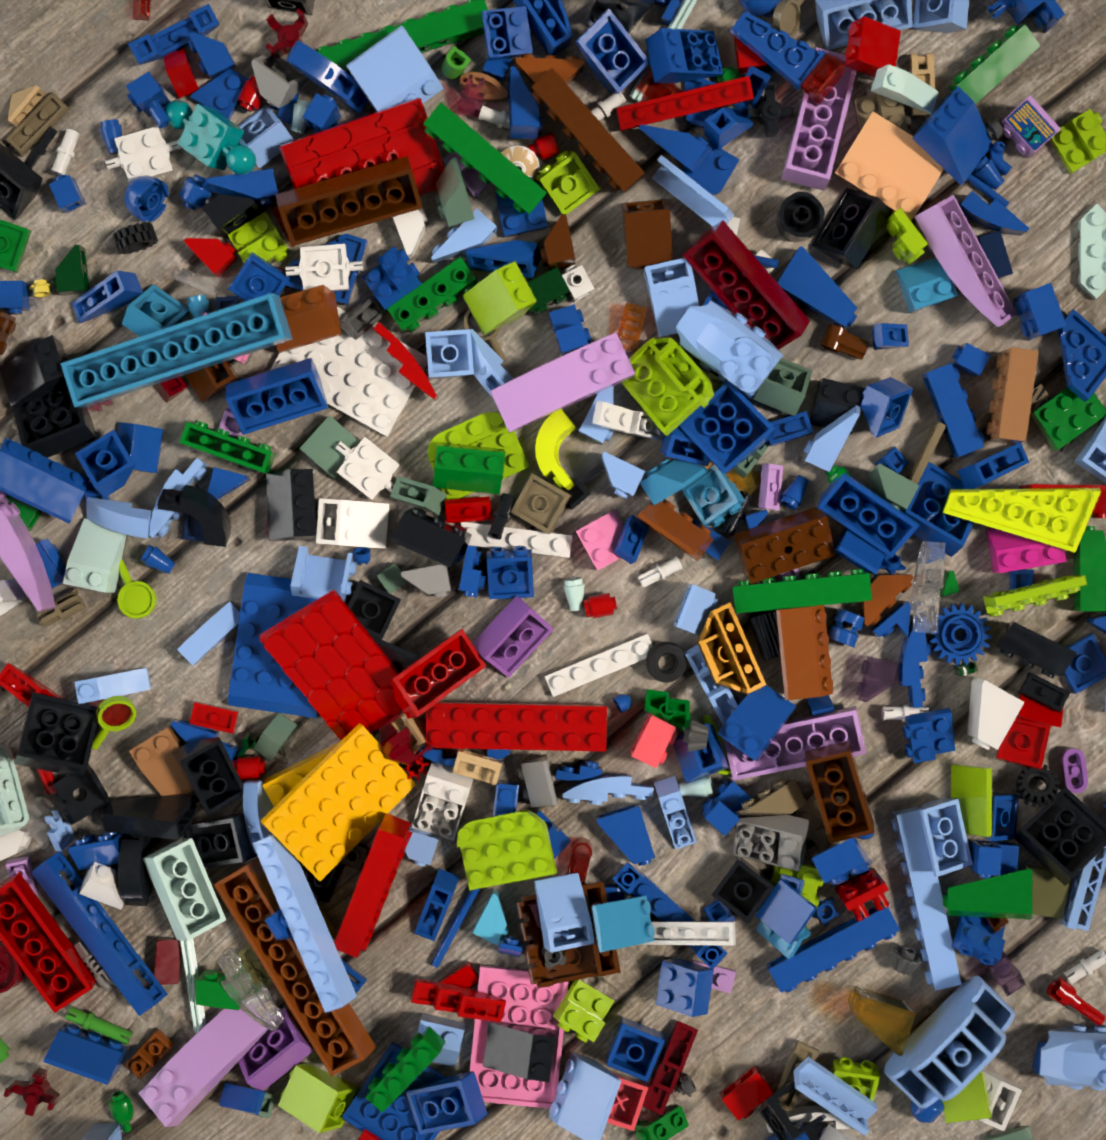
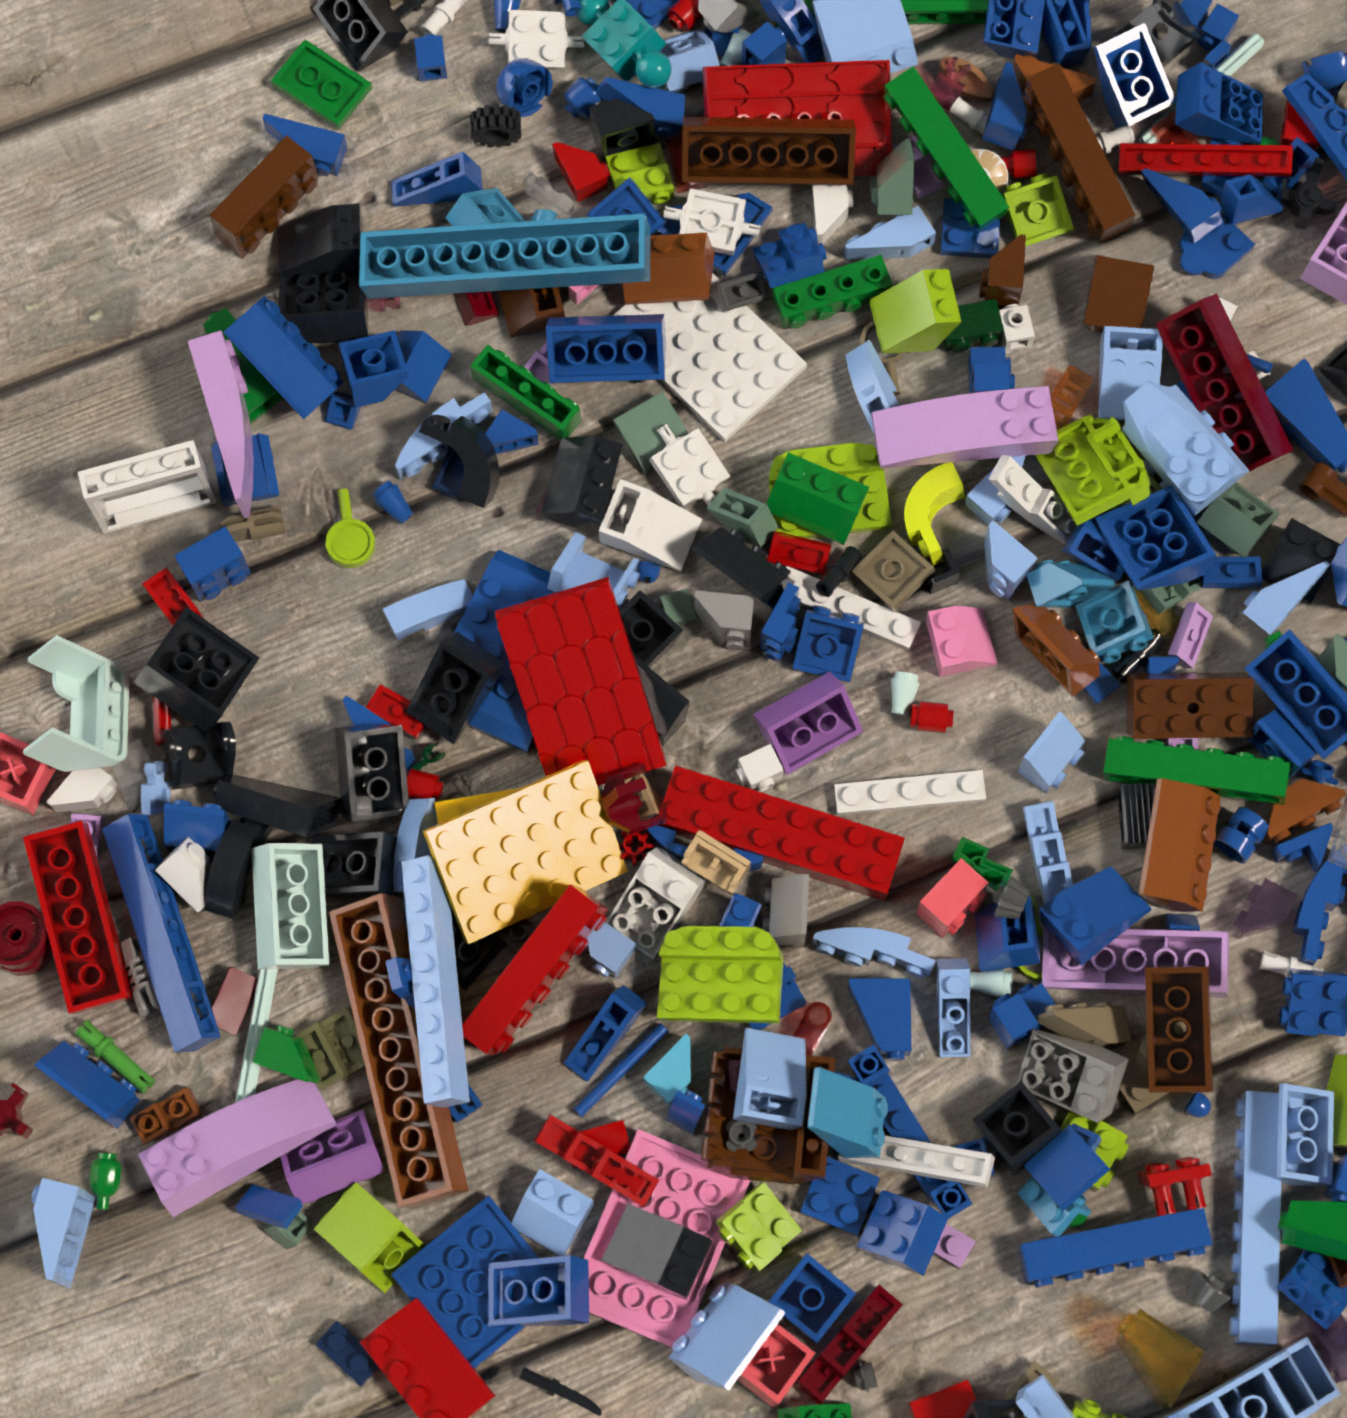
camera: 20 degrees right, 15 degrees down
(40, 288) = (361, 153): light yellow plate -> none
(41, 652) = (213, 564): none -> blue brick
(72, 273) = (405, 146): dark green slope -> none
(95, 558) = (318, 477): light aqua slope -> none
(112, 685) = (283, 635): light blue slope -> none
(113, 715) = (275, 670): piece -> none
(119, 517) = (364, 435): light blue slope -> none
(159, 764) = (313, 746): medium nougat slope -> none
(248, 692) = (454, 686): none -> black slope
(251, 998) = (328, 1076): clear slope -> none
(275, 736) = (465, 759): sand green slope -> none
(405, 1069) = (500, 1223): green brick -> none
(411, 369) = (780, 361): red slope -> none
(436, 674) = (699, 729): red slope -> none
(449, 354) = (832, 361): light blue slope -> none
(455, 63) = (940, 43): bright green plate -> none
(488, 683) = (759, 769): none -> white brick
(497, 68) = (988, 62): blue slope -> none
(498, 255) = (962, 272): blue slope -> none
(586, 771) = (853, 916): blue slope -> none
(622, 702) = (924, 846): blue hinge -> none
(631, 539) = (995, 644): blue plate -> none
(637, 969) = (840, 1197): none -> blue plate
(656, 653) = (1014, 807): black tyre -> none
(660, 572) = (1020, 699): white axle -> none
(691, 193) = (1185, 259): light blue fence -> none
(729, 652) = (1081, 814): pearl gold wedge -> none
(794, 493) = (1217, 653): blue cone -> none
(810, 210) = (1311, 342): black brick -> none
(829, 914) = (1124, 1203): blue plate -> none
(842, 861) = (1159, 1124): blue slope -> none

